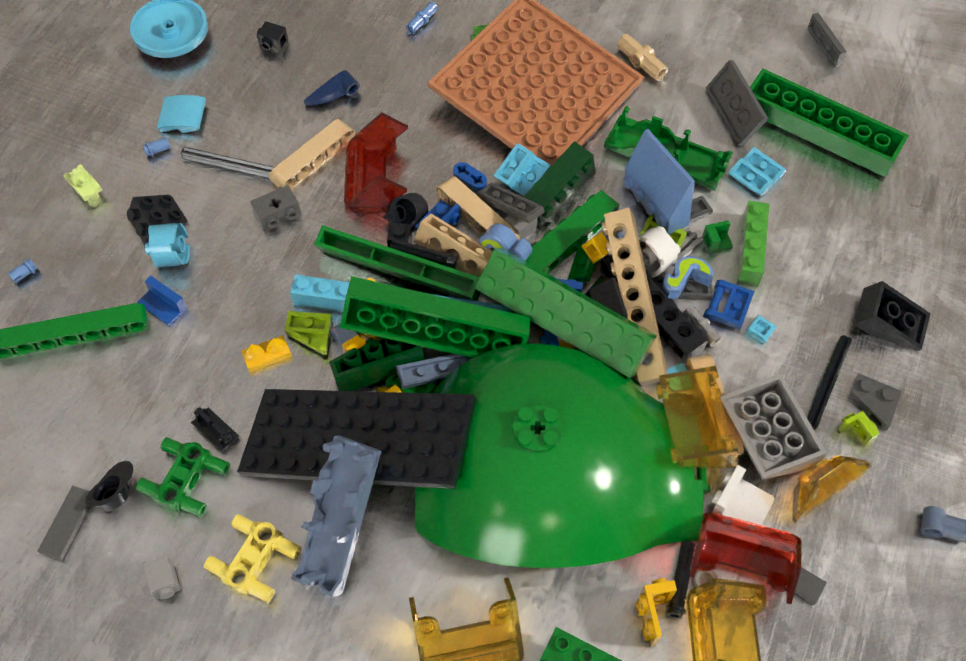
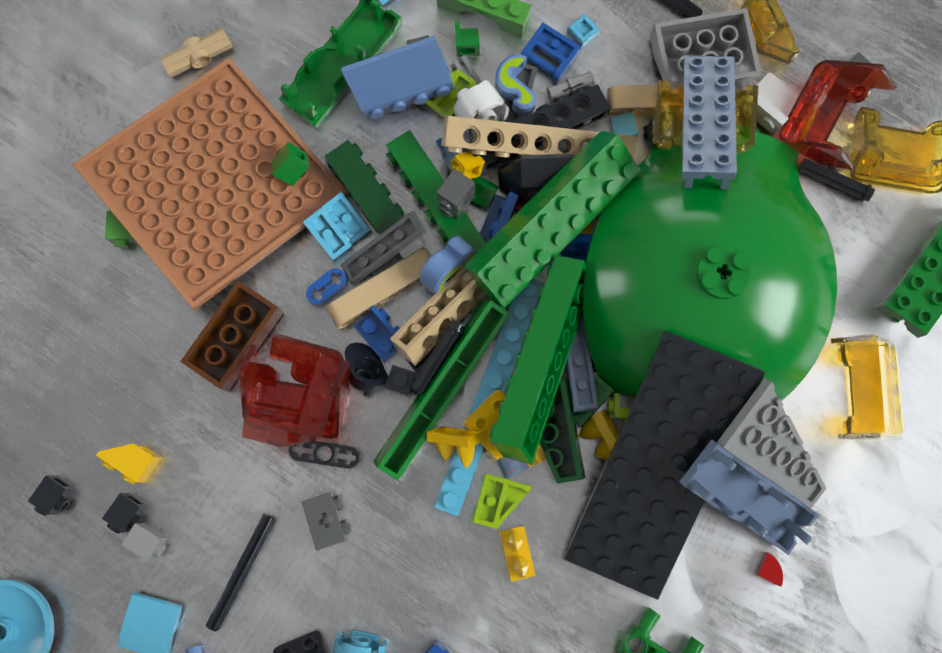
camera: 75 degrees left, 20 degrees up
(214, 428) = (601, 619): black hinge -> none
(244, 97) = (144, 542): none -> light grey brick
(252, 558) = (758, 592): light yellow piece -> none
(265, 81) = (124, 513): none -> black brick
(275, 570) = (770, 569): none -> red tile
(304, 78) = (132, 460): none -> yellow slope
(312, 155) = (255, 468): tan beam -> none
(334, 207) = (316, 460): none -> black beam
(336, 87) = (157, 422): dark blue piece -> none
(354, 268) = (463, 439): none -> yellow tile
(366, 169) = (313, 366): none -> clear red windscreen
(390, 513) = (771, 445): none -> light grey wing
(421, 17) = (65, 299): medium blue pin -> none
(428, 121) = (224, 342): none -> reddish brown brick
(564, 126) = (290, 164): none -> green panel
(565, 236) = (455, 194): none -> dark grey brick
(654, 594) = (861, 214): yellow bracket -> none
(688, 409) = (709, 119): none -> sand blue piece

